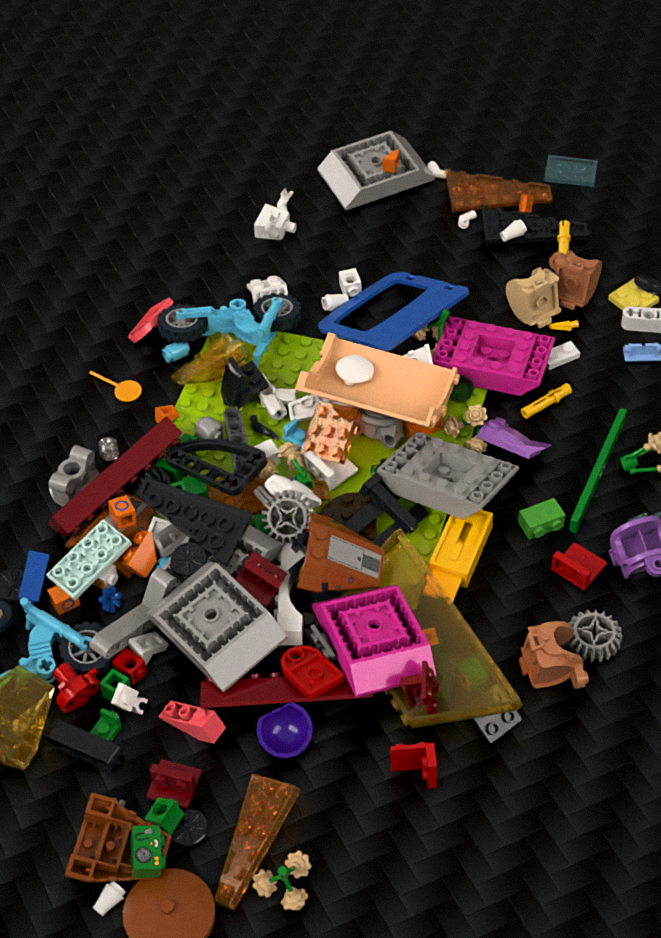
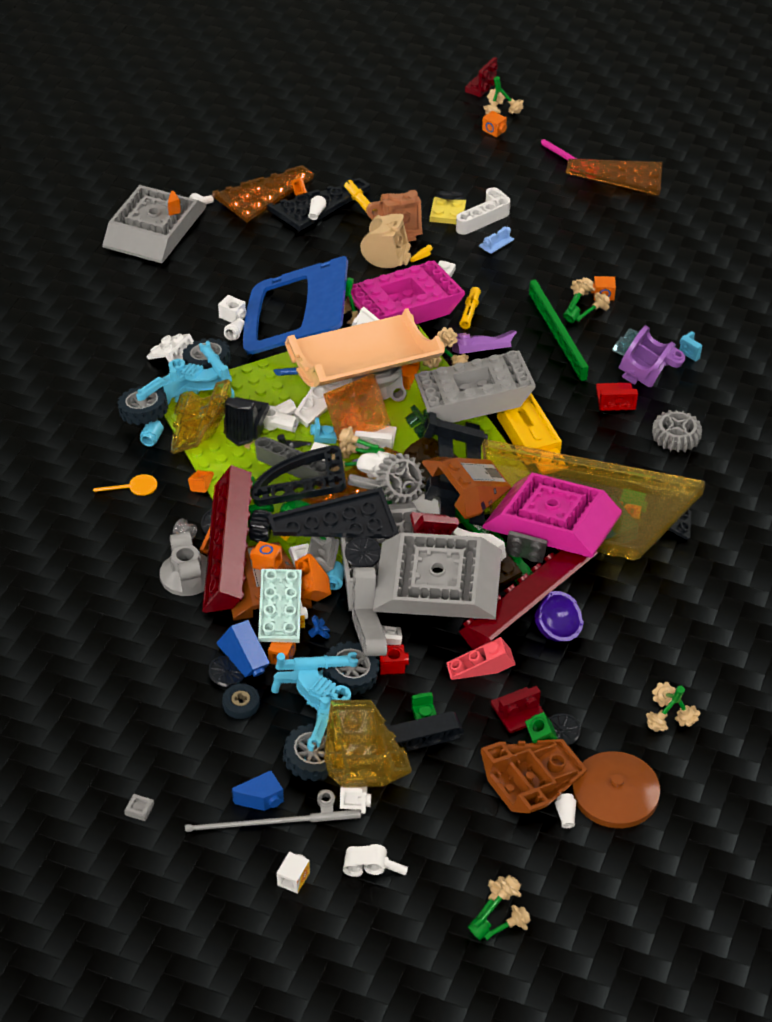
camera: 45 degrees left, 5 degrees down
(74, 687) = (380, 693): red piece -> none
(110, 682) = (403, 677): green brick -> none
(127, 699) = (424, 676): white plate -> none
(146, 851) = (565, 755): green brick -> none
(149, 320) = (105, 421): coral plate -> none
(208, 428) = (255, 464): light grey head -> none
(259, 821) = (611, 687): clear orange wing -> none
(275, 221) = (117, 298): white torso -> none
(312, 672) = (538, 564): red plate -> none
(354, 369) = (330, 353): white dish -> none
(415, 757) = (670, 570): red bracket -> none
(422, 689) = (630, 523): dark red bracket -> none
(464, 219) = (263, 221): white arm -> none
(541, 518) = (559, 382): bright green brick -> none
(547, 661) = (675, 454): nougat animal -> none
(571, 170) = (301, 150): clear light blue tile -> none

